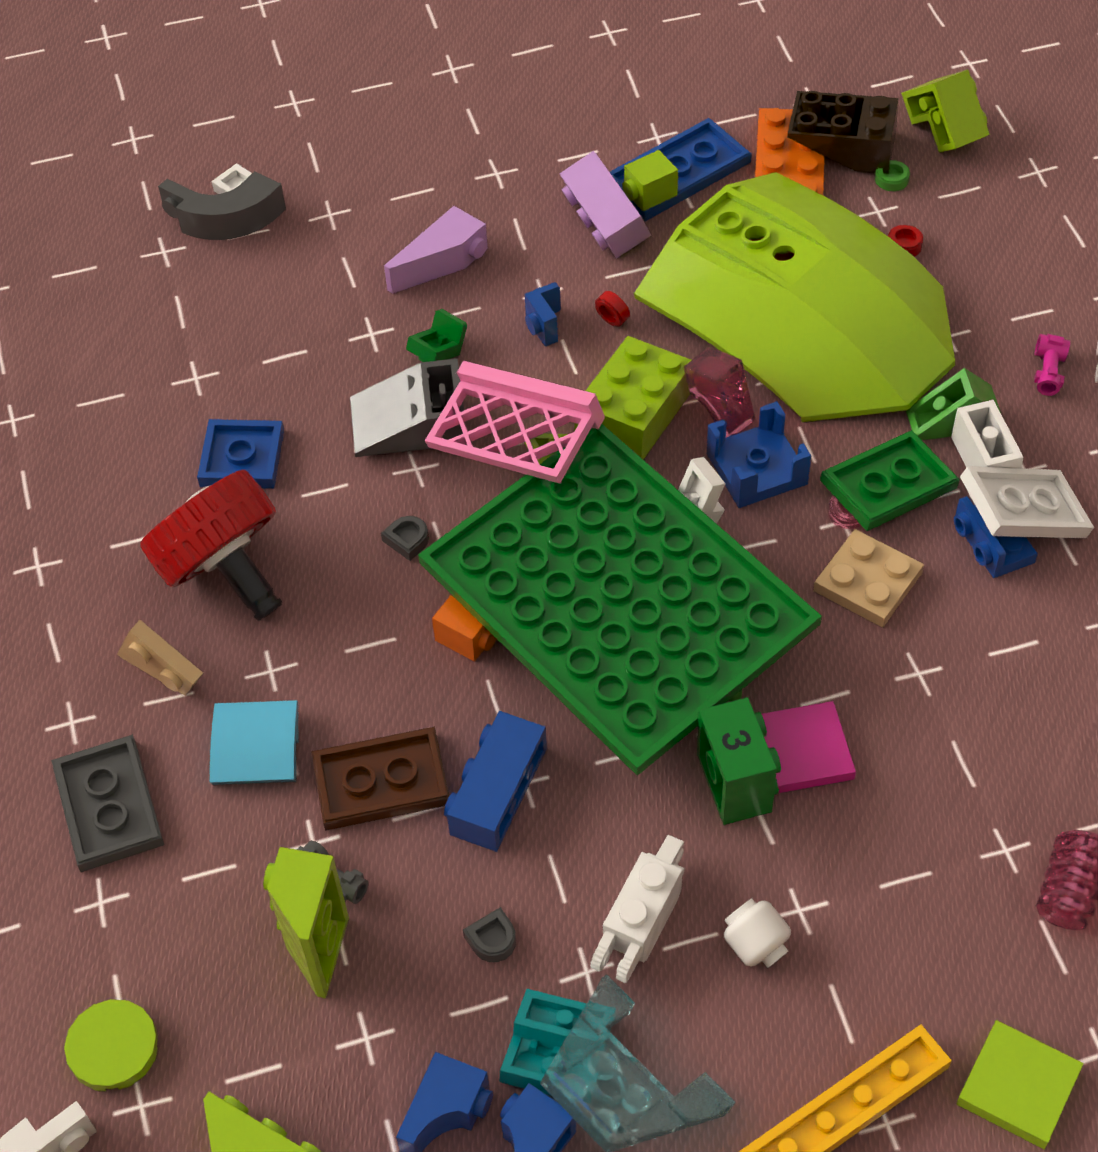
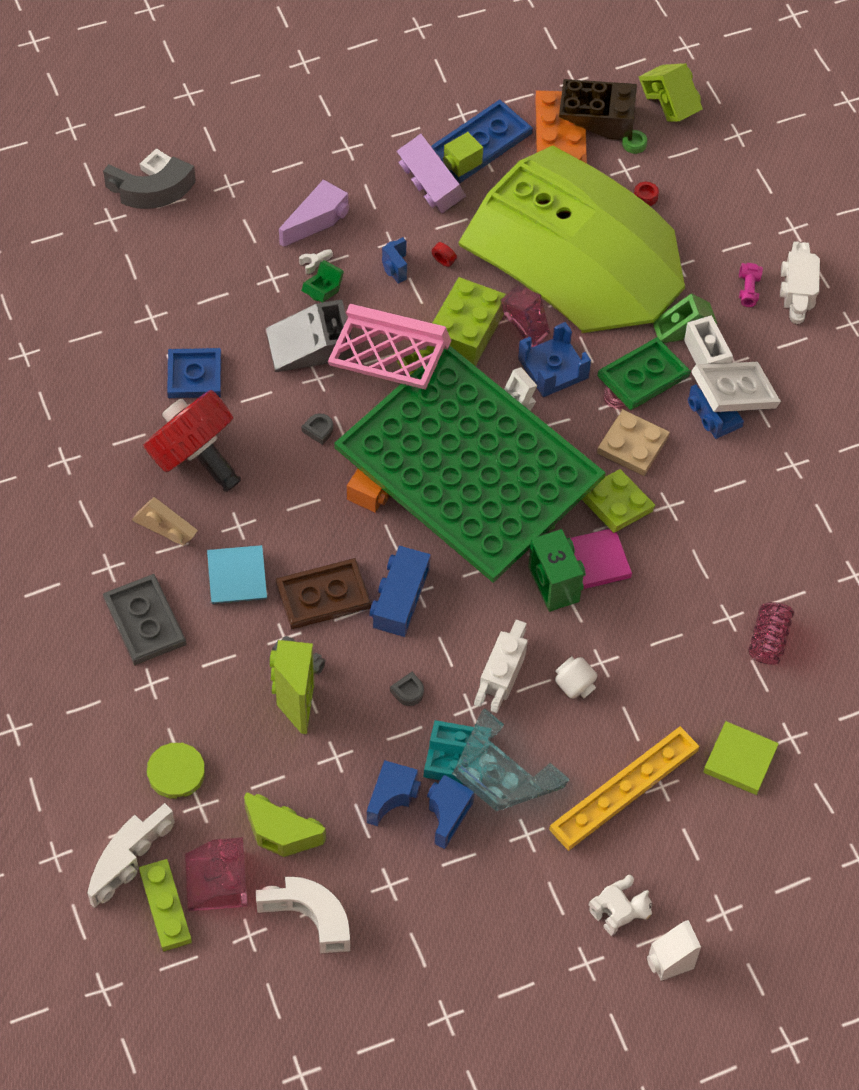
camera: 10 degrees left, 5 degrees up
(428, 310) = (314, 260): none -> white piece
(840, 662) = (618, 501): none -> lime plate

